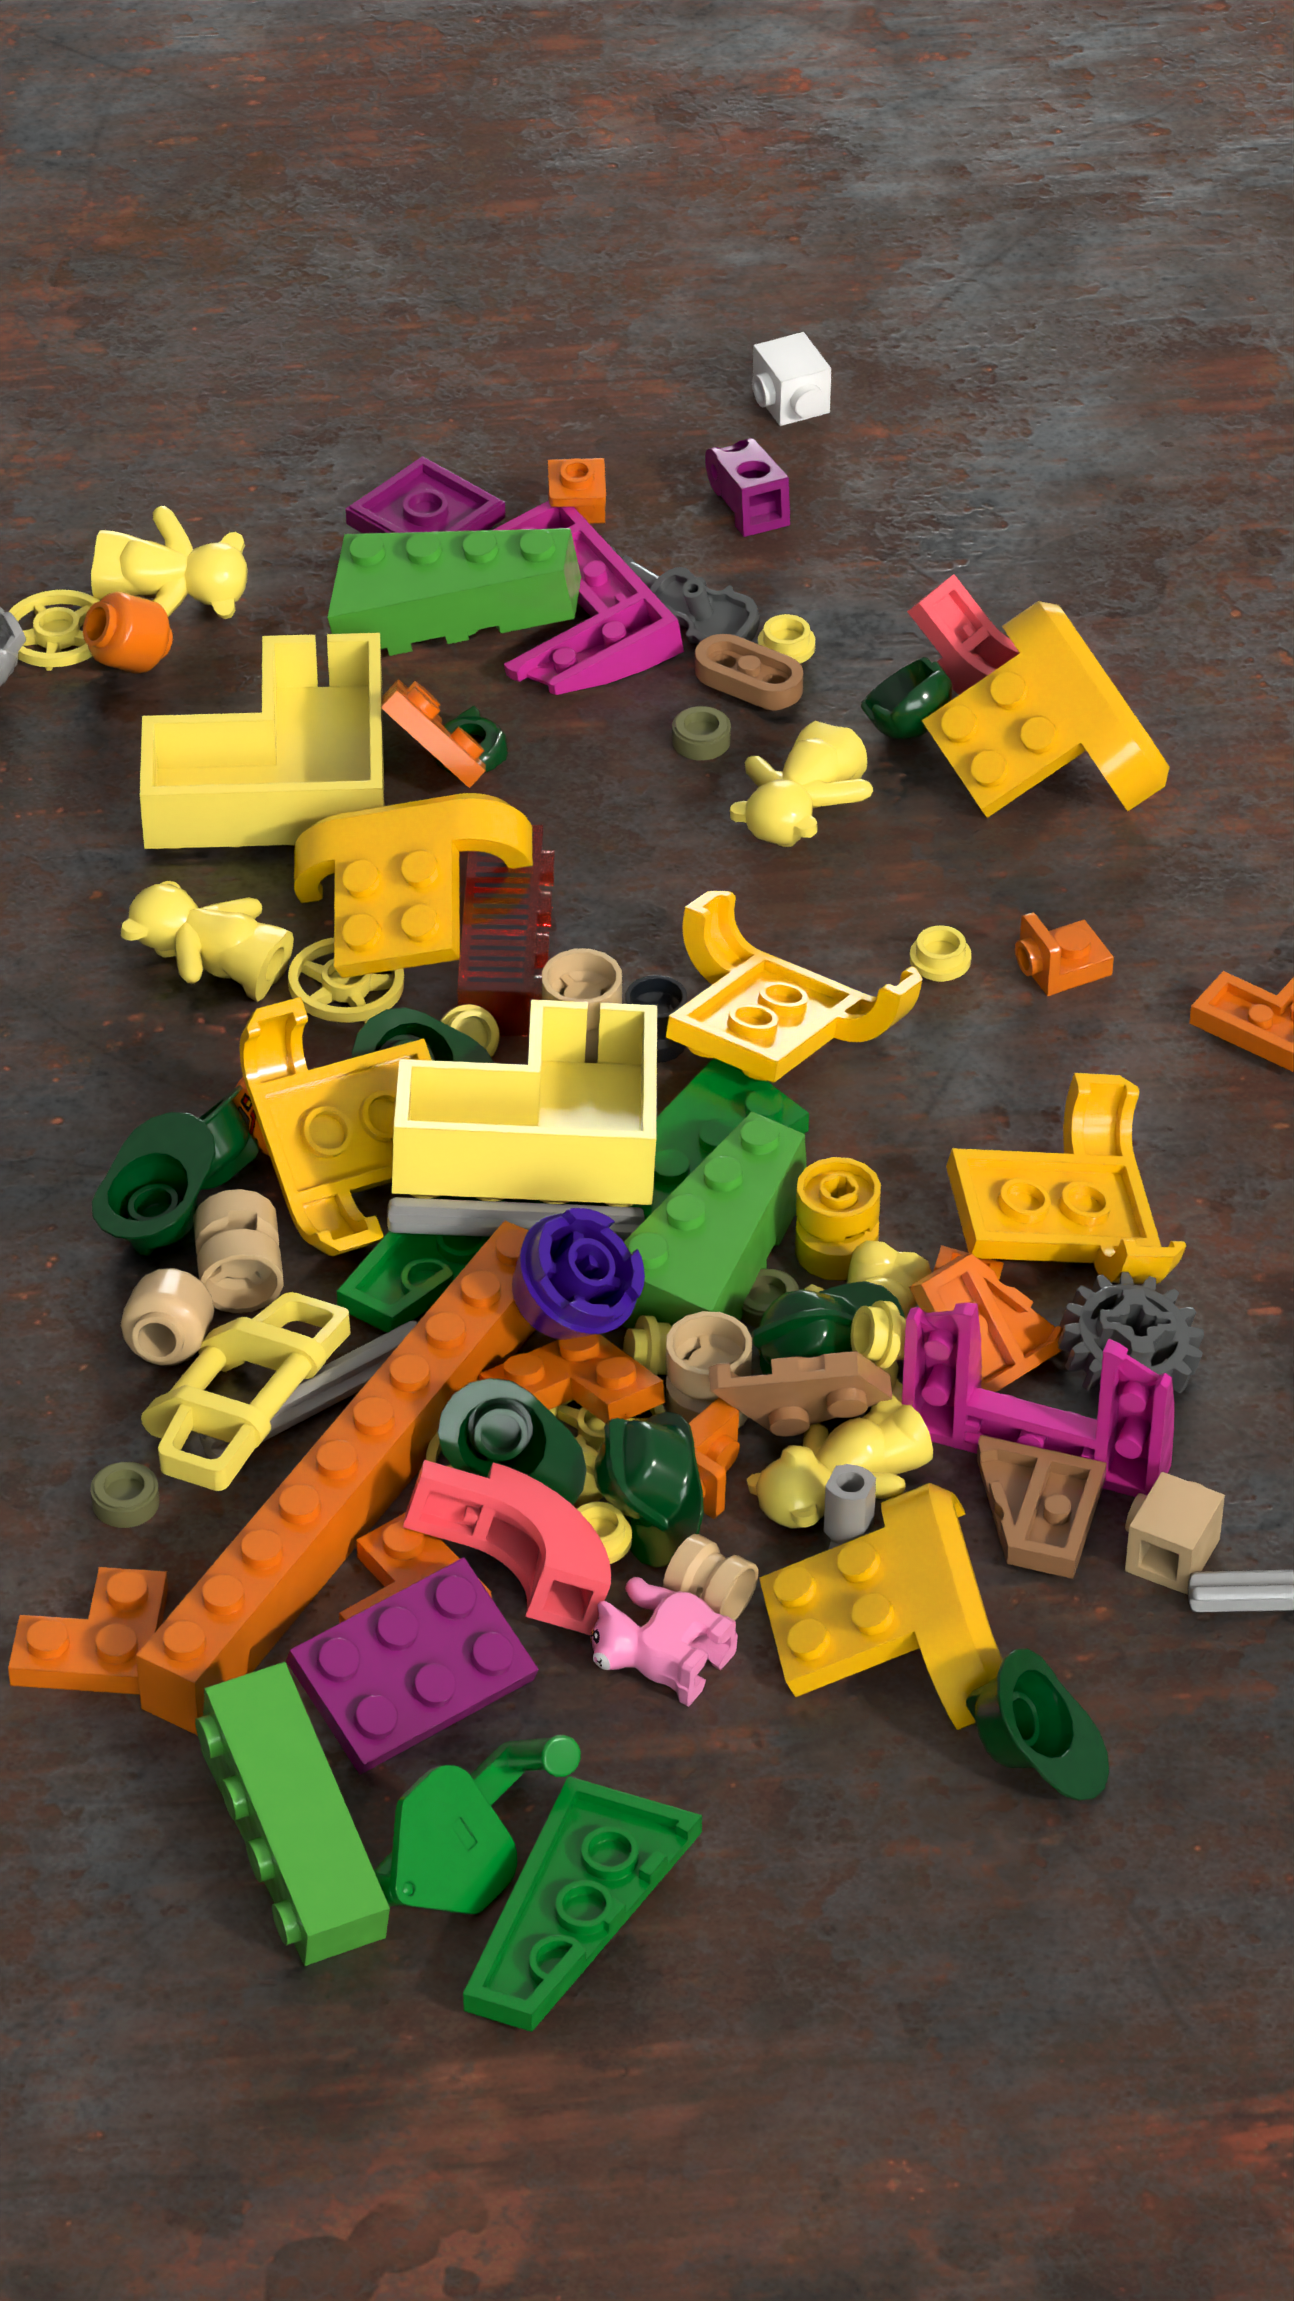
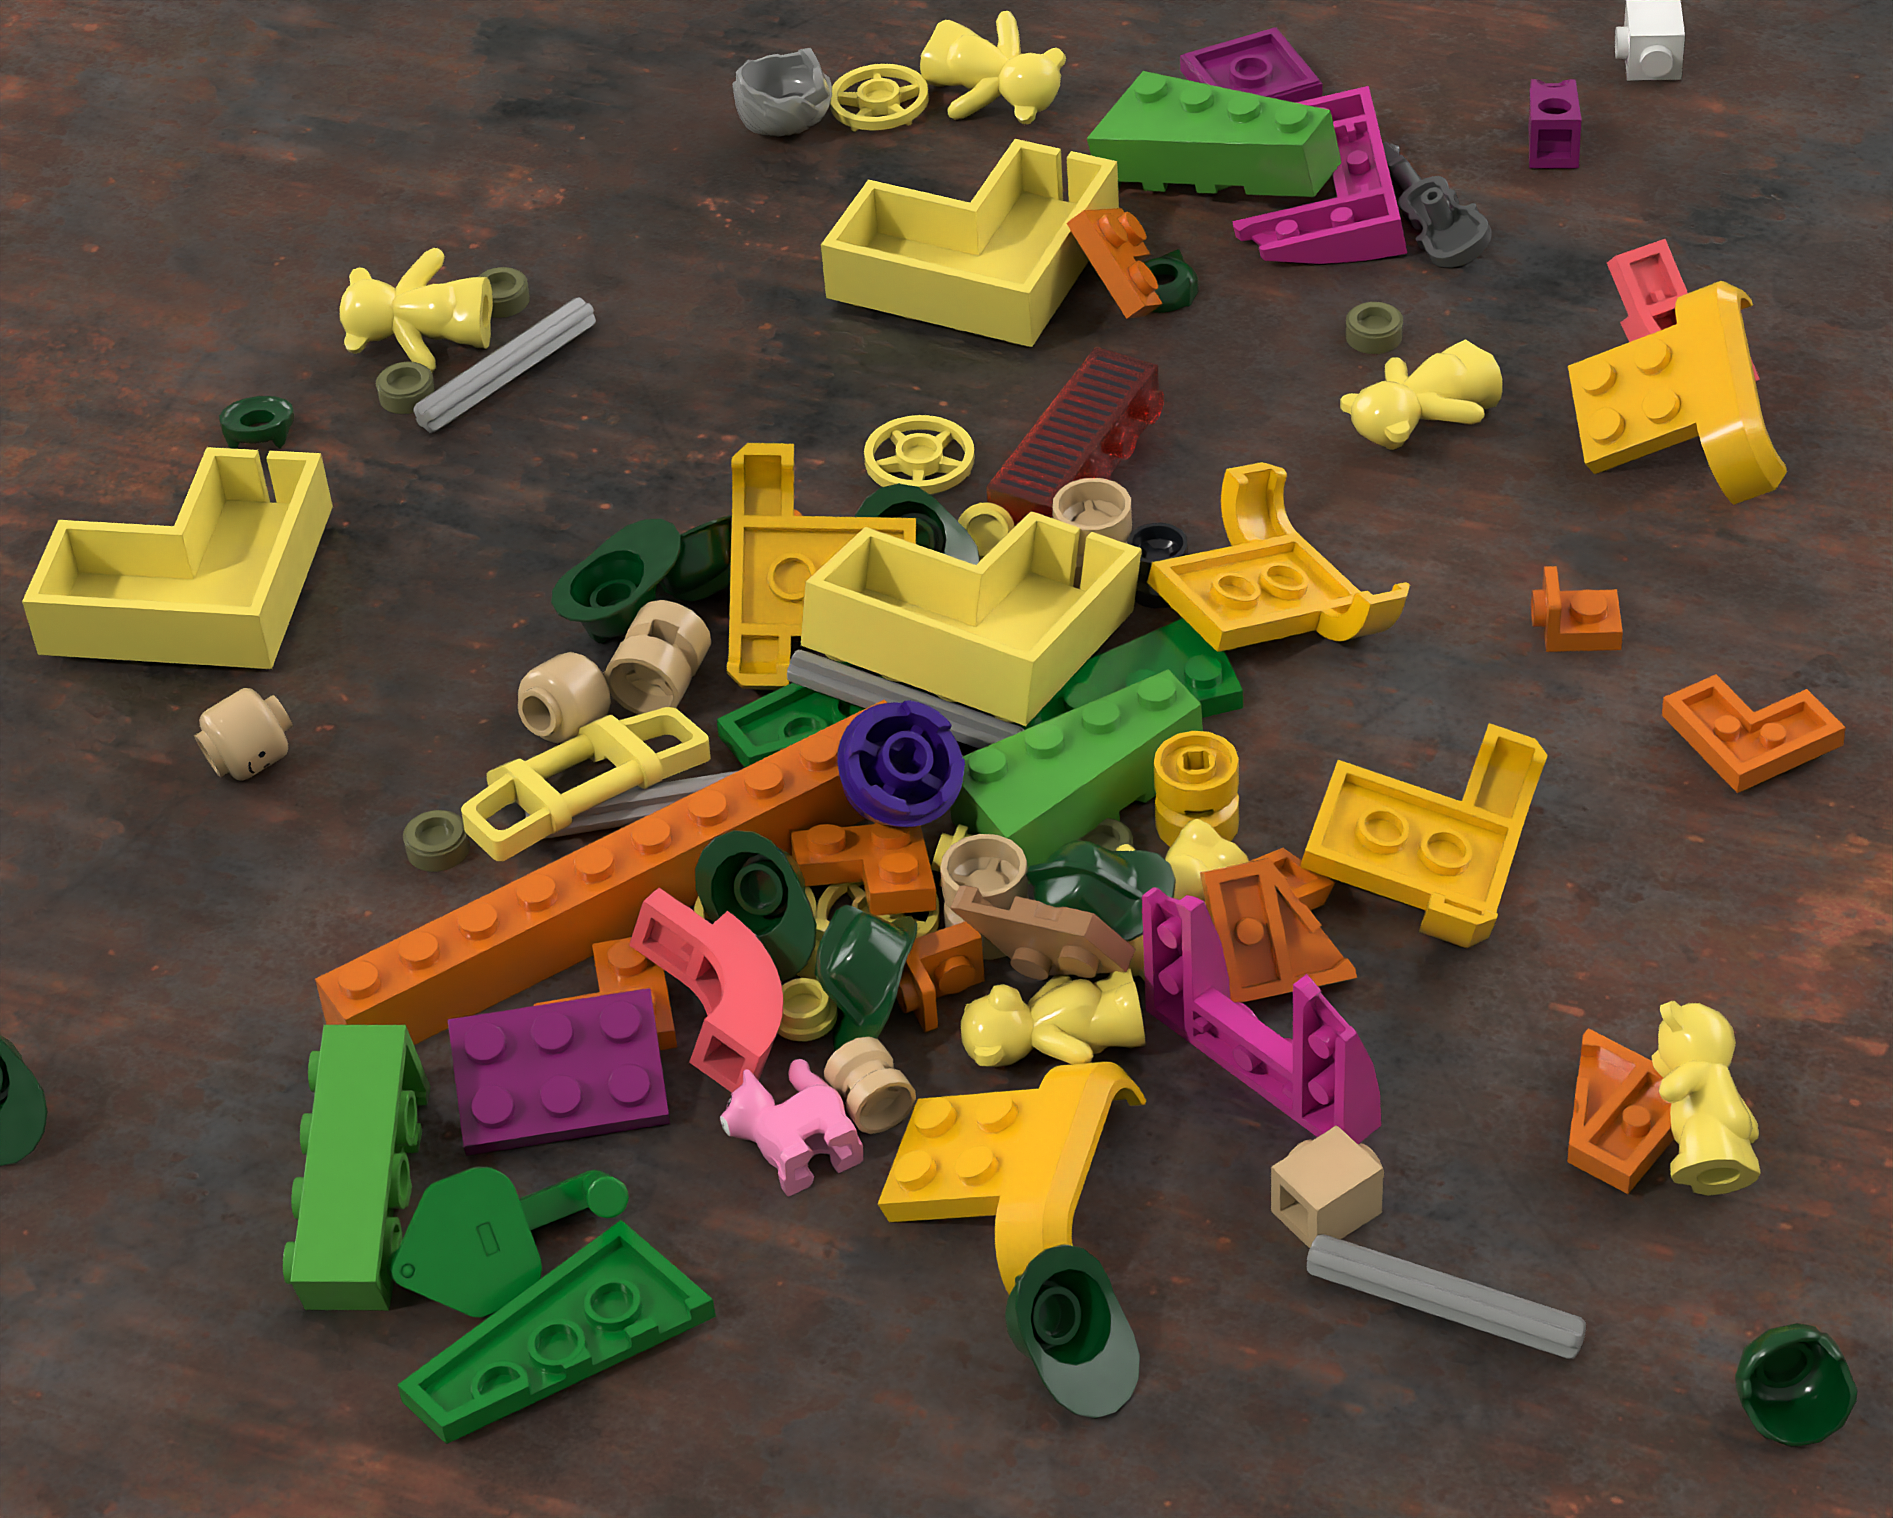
camera: 30 degrees right, 0 degrees up
(94, 1651) = (291, 956): orange plate -> none
(127, 632) = (924, 112): orange head -> none
(213, 937) = (825, 385): light yellow piece -> none
(402, 875) = (992, 367): yellow piece -> none
(578, 485) = (1391, 85): orange bracket -> none
(749, 671) = (1448, 284): medium nougat plate -> none
(788, 636) = (1501, 266): light yellow plate -> none
(849, 1504) = (1016, 1054): light grey bar -> none
(878, 1333) = (1126, 904): light yellow plate -> none
(908, 698) = (1572, 342): dark green hair -> none
(940, 954) = (1461, 582): light yellow plate -> none
(1040, 1502) = (1222, 1120): medium nougat wing -> none
(1136, 1319) = (1402, 991): dark grey gear -> none

